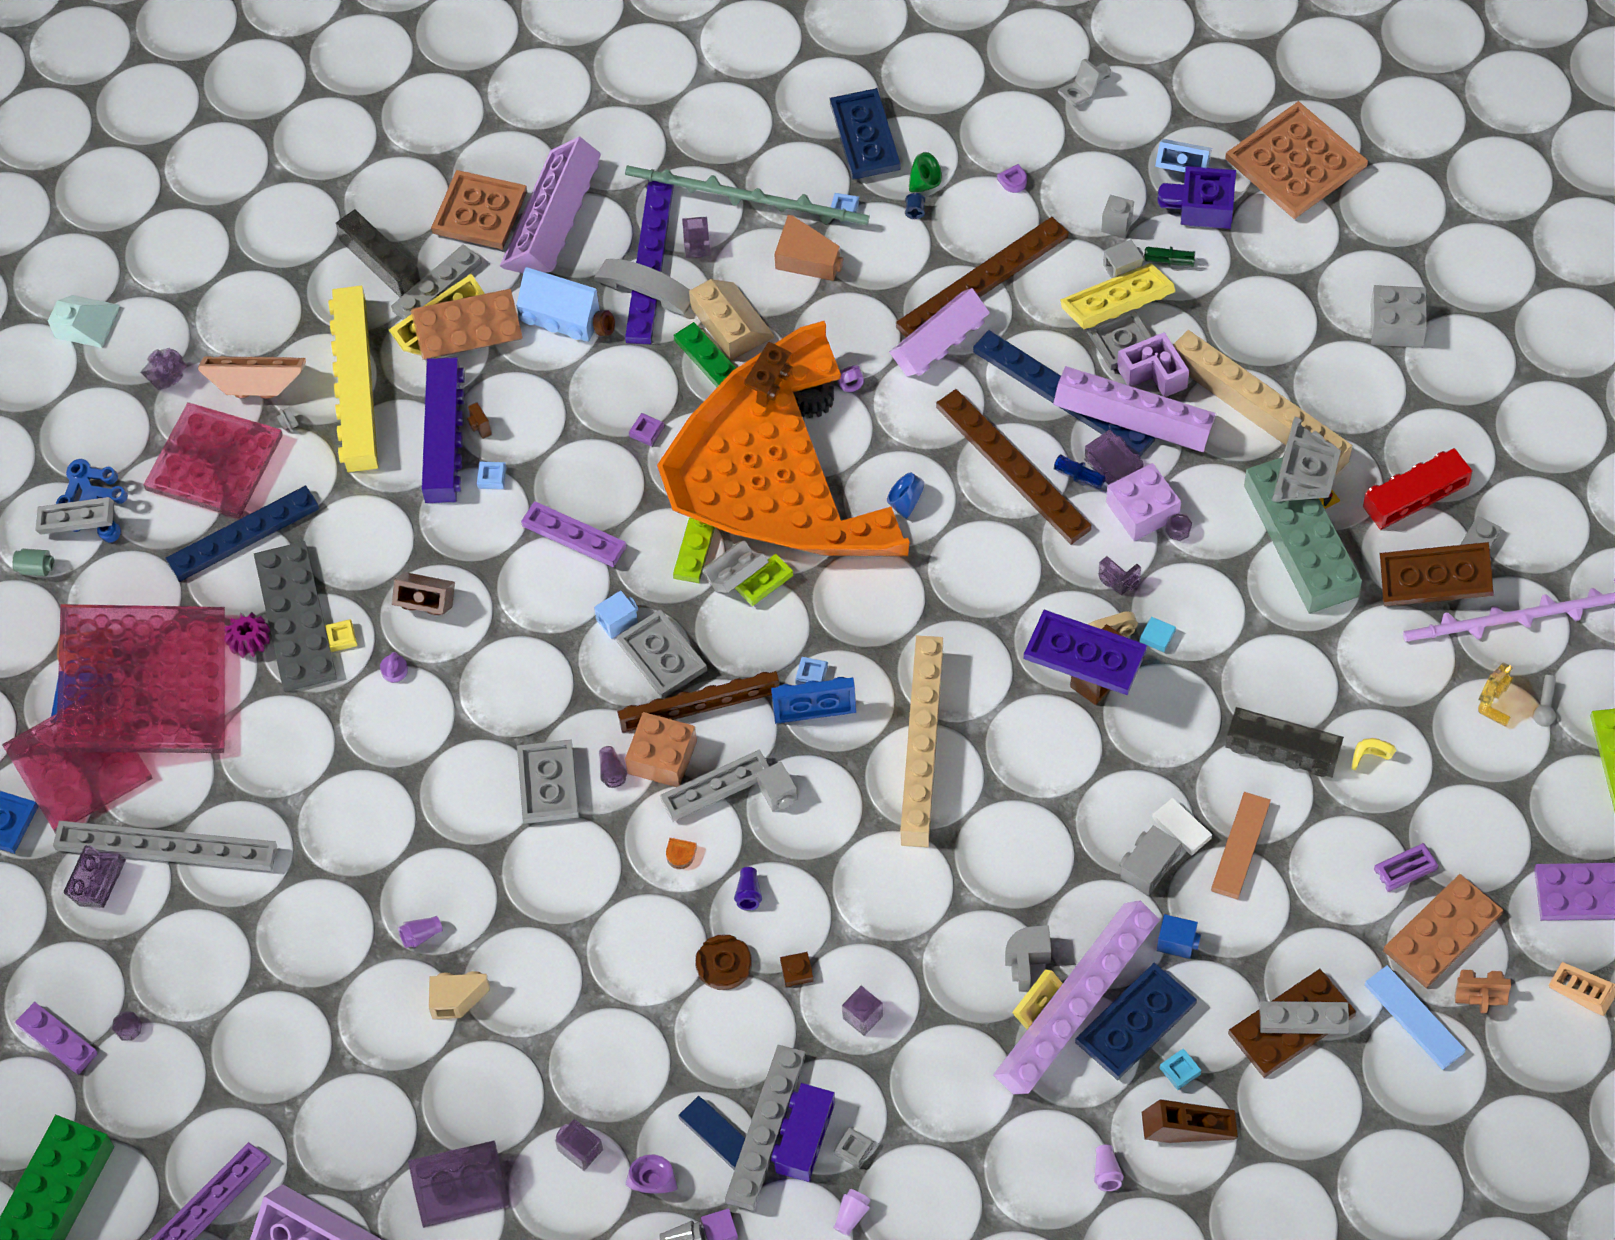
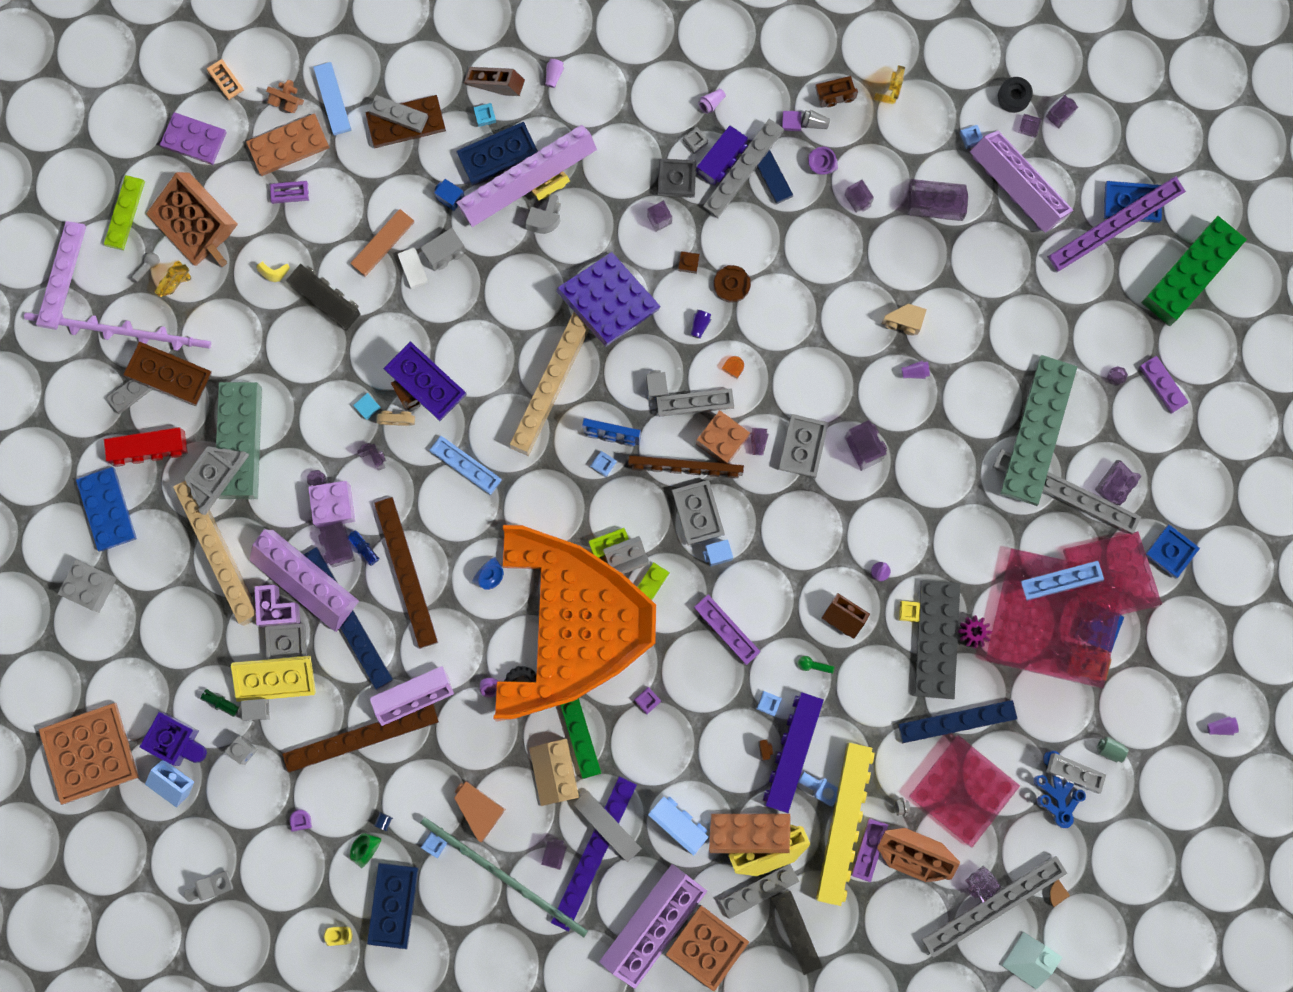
camera: 165 degrees left, 20 degrees up
(67, 395) = (1057, 893): none -> medium nougat tile
(128, 368) = (994, 907): none -> light grey plate
(144, 714) = (1062, 580): none -> light blue plate
(223, 910) = (1038, 430): none -> sand green plate
(315, 371) = (868, 852): none -> medium lavender plate
(398, 403) = (818, 787): none -> light blue bracket
(458, 534) = (805, 663): none -> green bar
(460, 800) = (866, 445): none -> clear purple brick
(603, 323) = (648, 802): reddish brown tile -> none
(768, 373) = (550, 685): reddish brown bracket -> none
(859, 1078) = (677, 178): none -> flat silver plate
(888, 867) = (608, 299): none -> dark purple plate
(914, 88) = (338, 936): none -> light yellow hair
(990, 609) = (465, 465): none -> light blue tile
(1426, 408) = (106, 509): none -> blue plate
(1457, 744) = (217, 255): none -> medium nougat tile
(1519, 782) = (191, 217): none -> nougat slope

